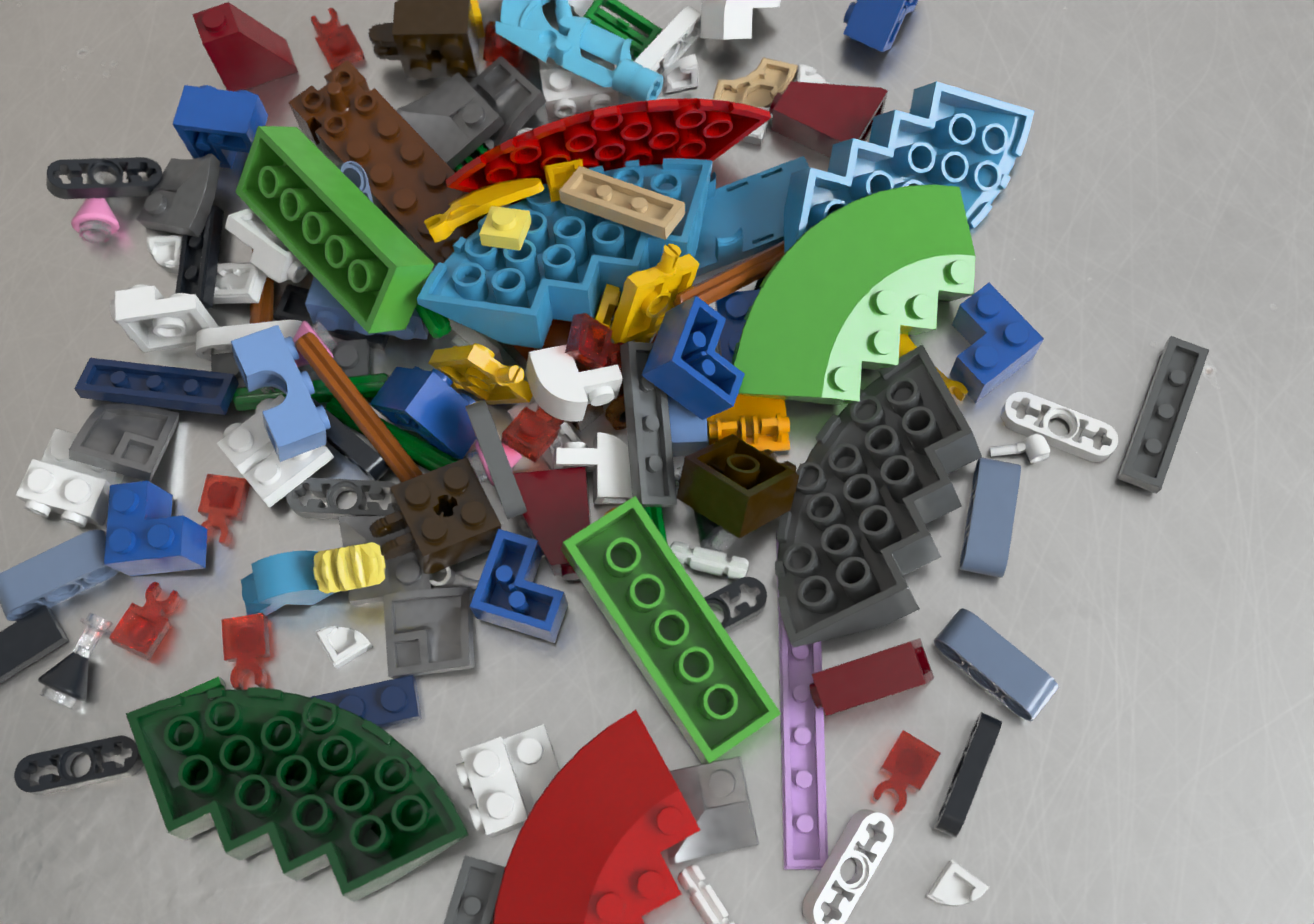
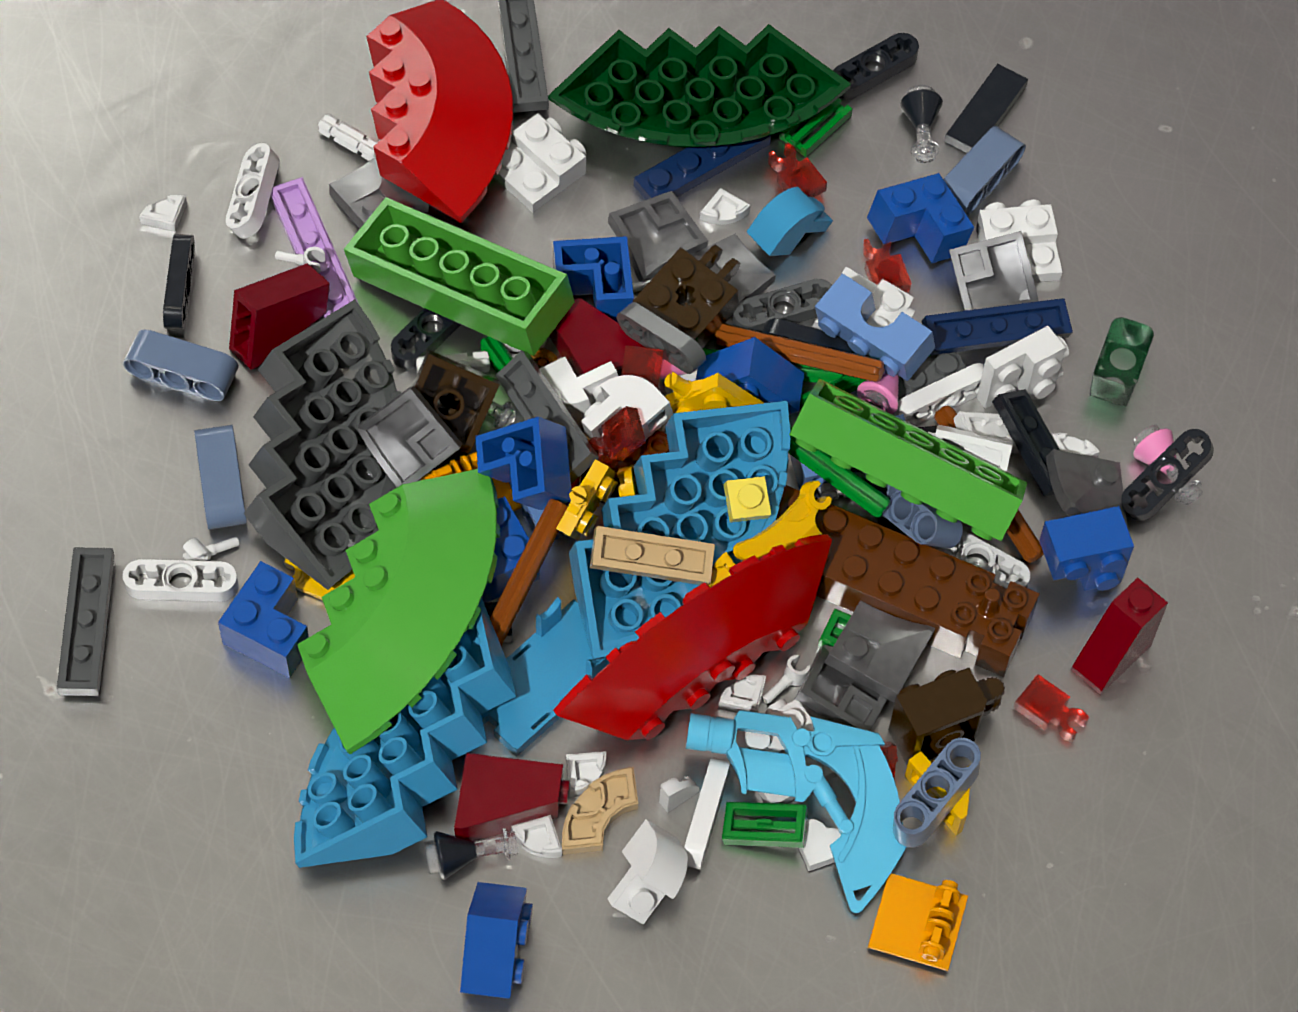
camera: 150 degrees right, 10 degrees down
(49, 302) = (1127, 335): none -> clear green piece
(145, 627) = (887, 161): clear red plate -> none
(349, 567) = (739, 229): light yellow gear -> none
(796, 453) = (408, 437): none -> flat silver plate
(824, 745) = (310, 254): none -> white hand
(899, 87) = (451, 853): none -> piece
(907, 765) = (231, 270): clear red plate -> none

